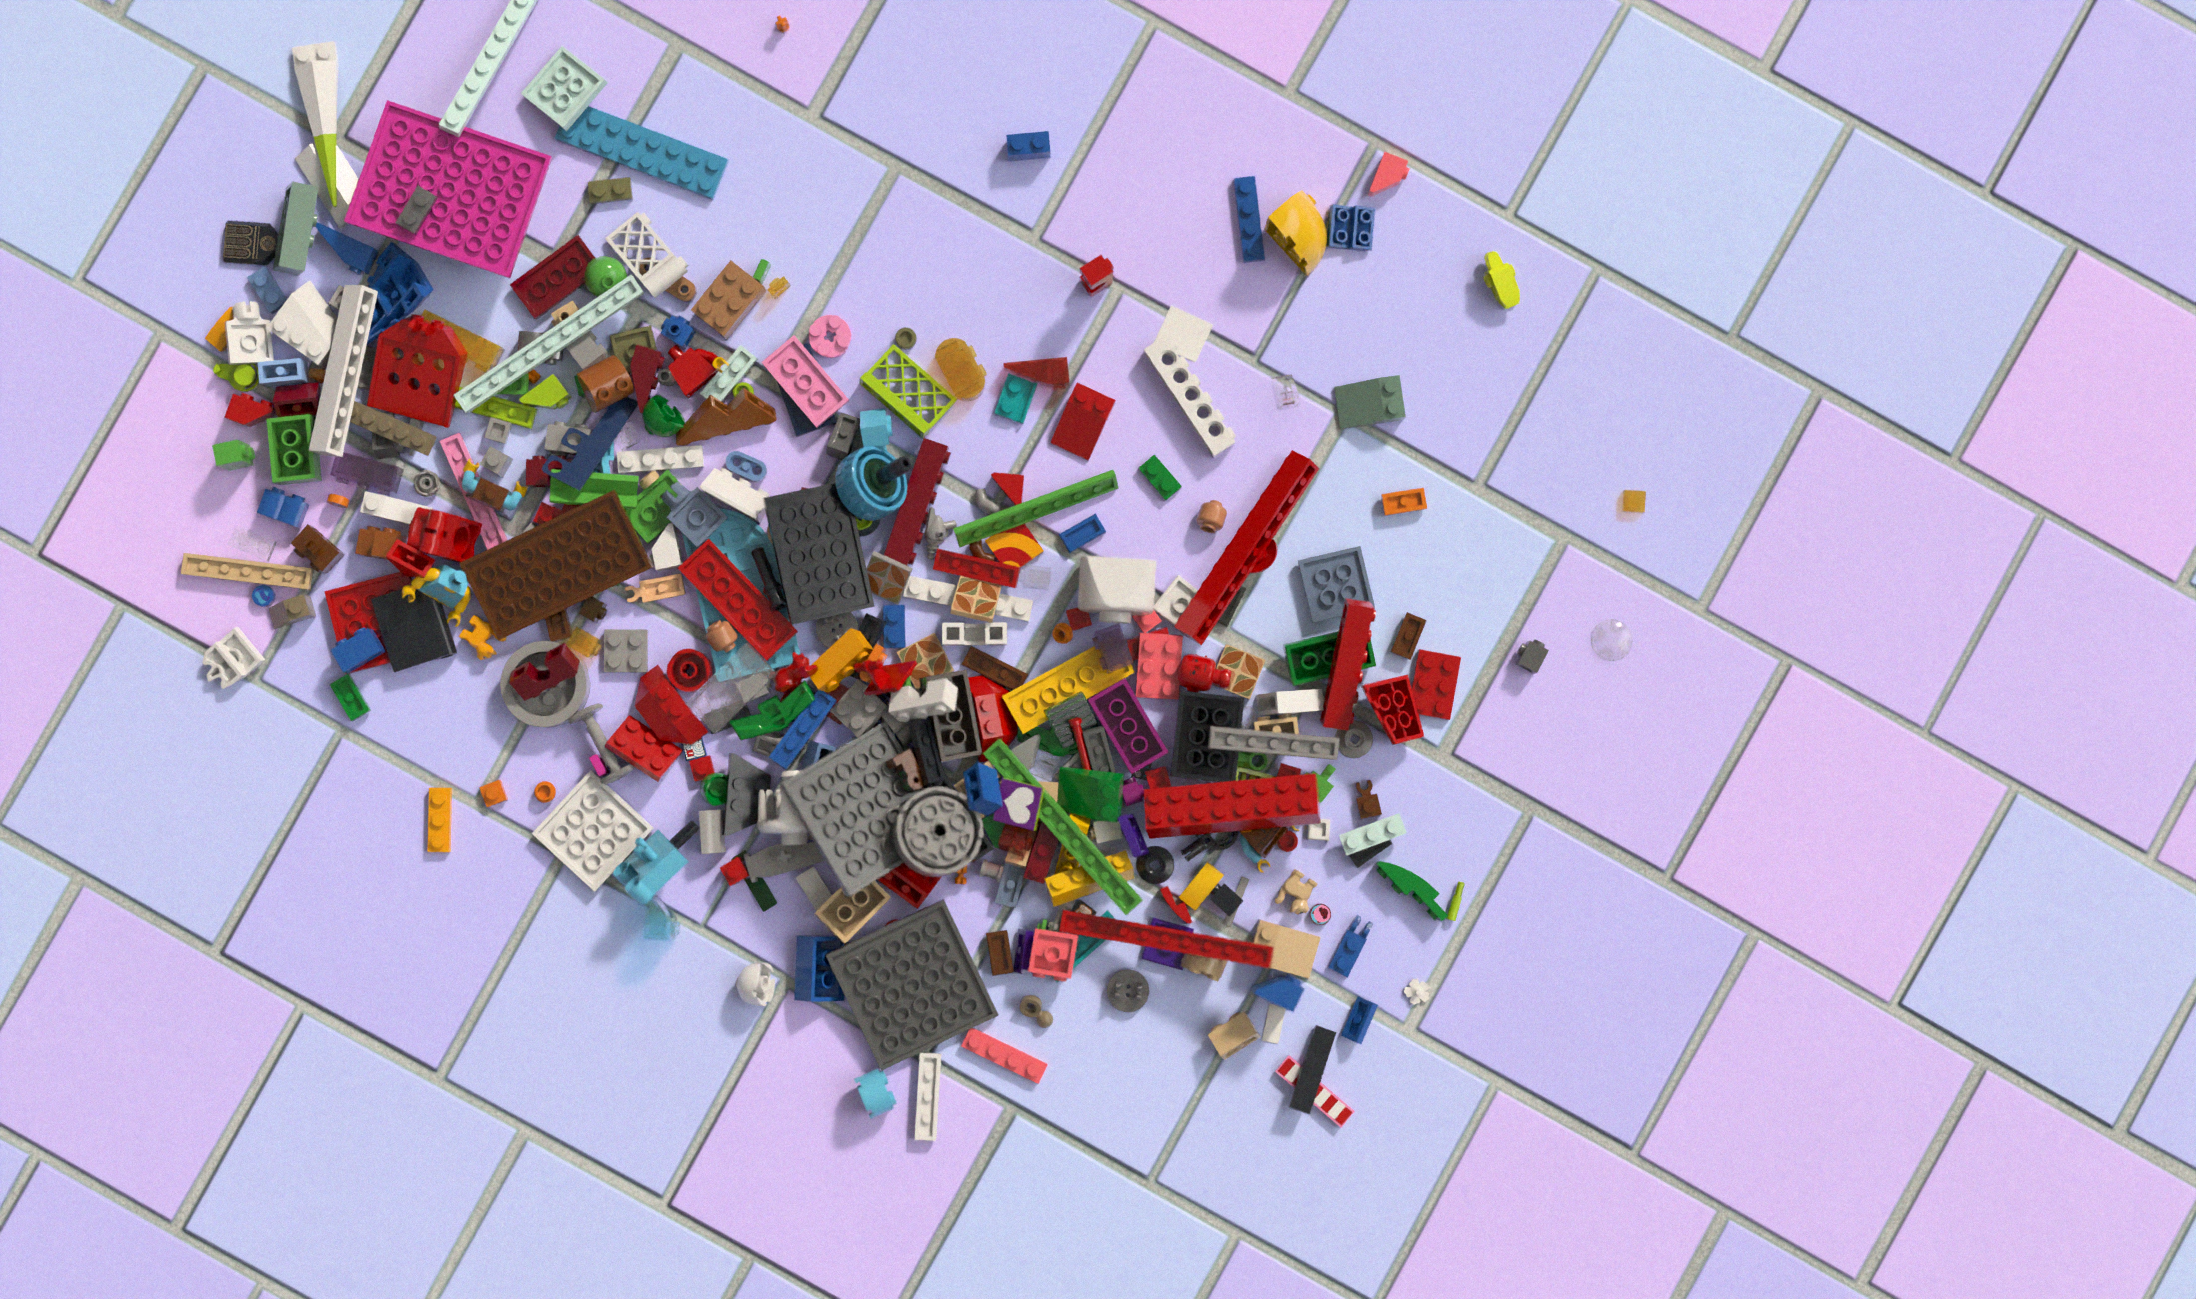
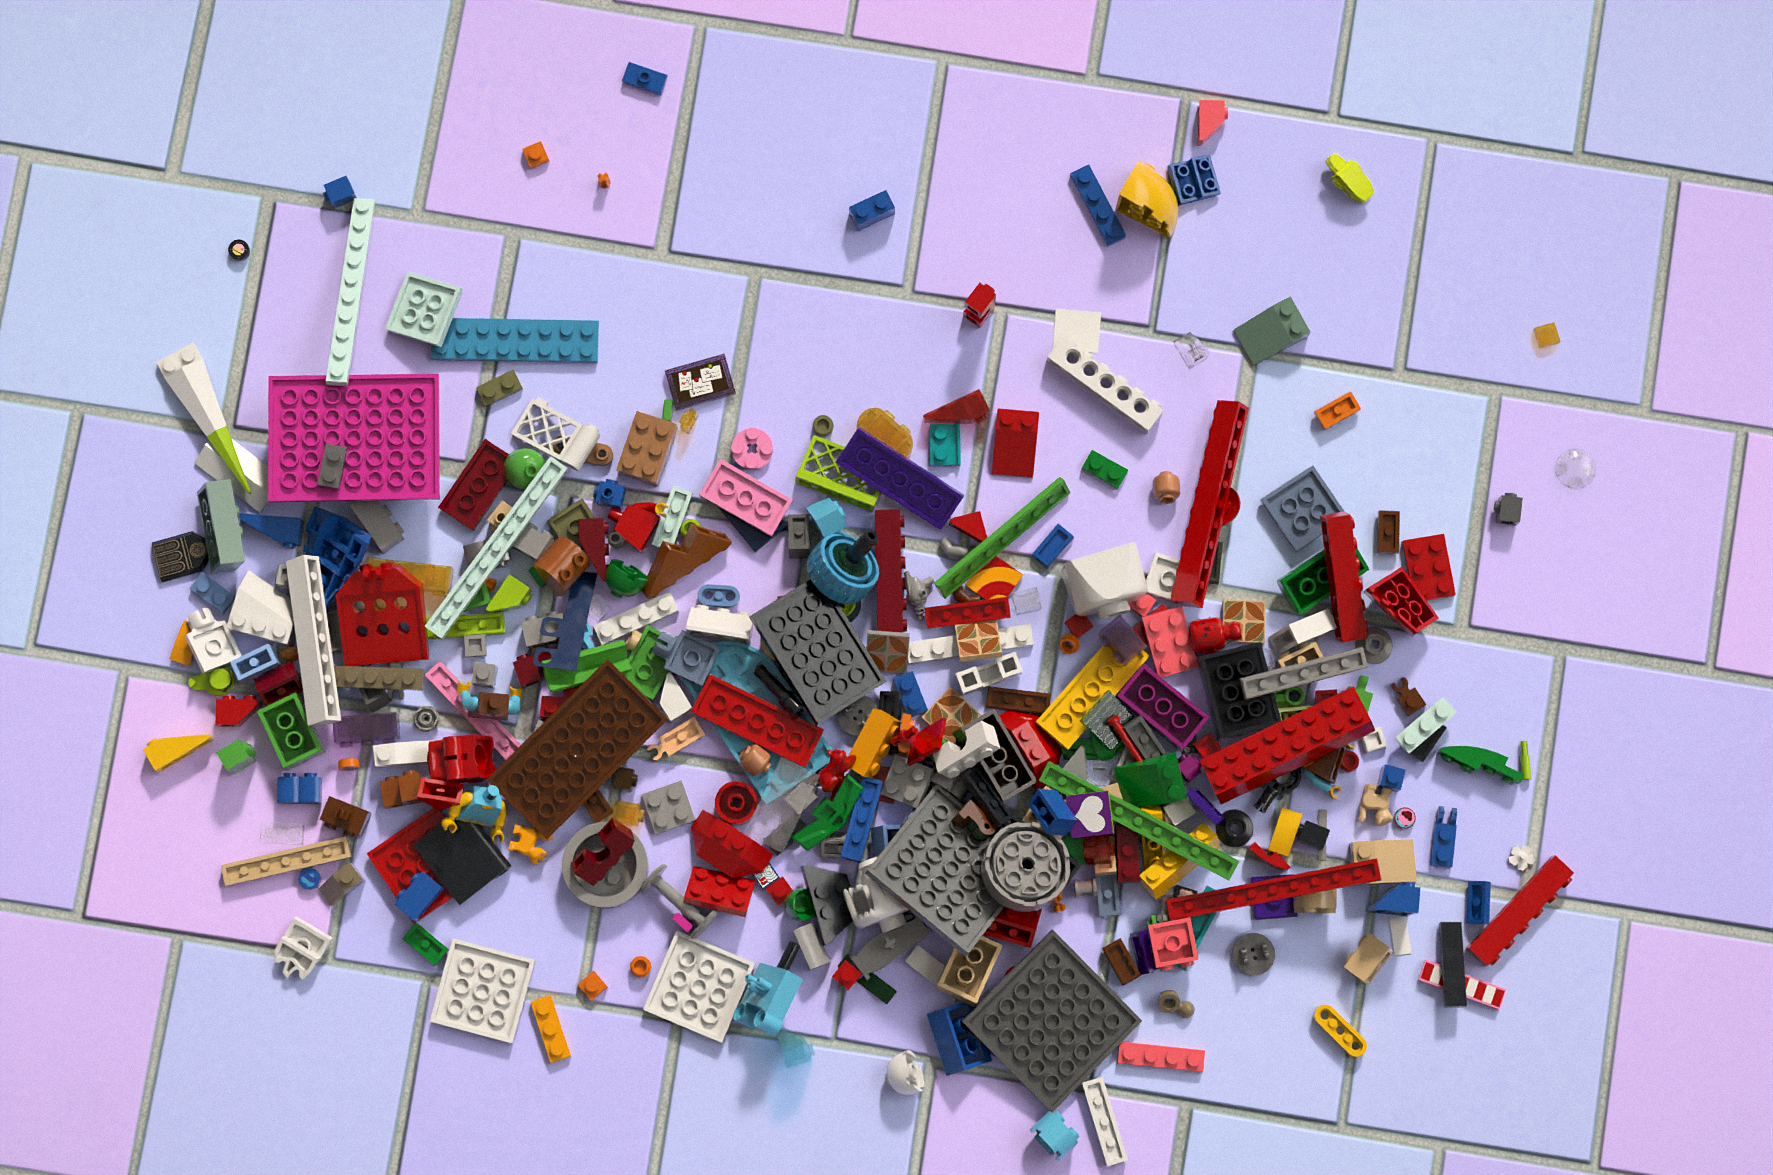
camera: 15 degrees left, 5 degrees down
(170, 427) = (168, 751): none -> yellow slope
(388, 760) = (482, 990): none -> white plate
(447, 281) = (378, 523): none -> light grey brick
(803, 253) = (700, 382): none -> tile
(958, 416) = (899, 478): none -> dark purple plate
(1183, 1102) = (1349, 1033): none -> yellow plate
(1321, 872) = (1391, 777): none -> blue brick
(1395, 1042) = (1520, 910): none -> red brick

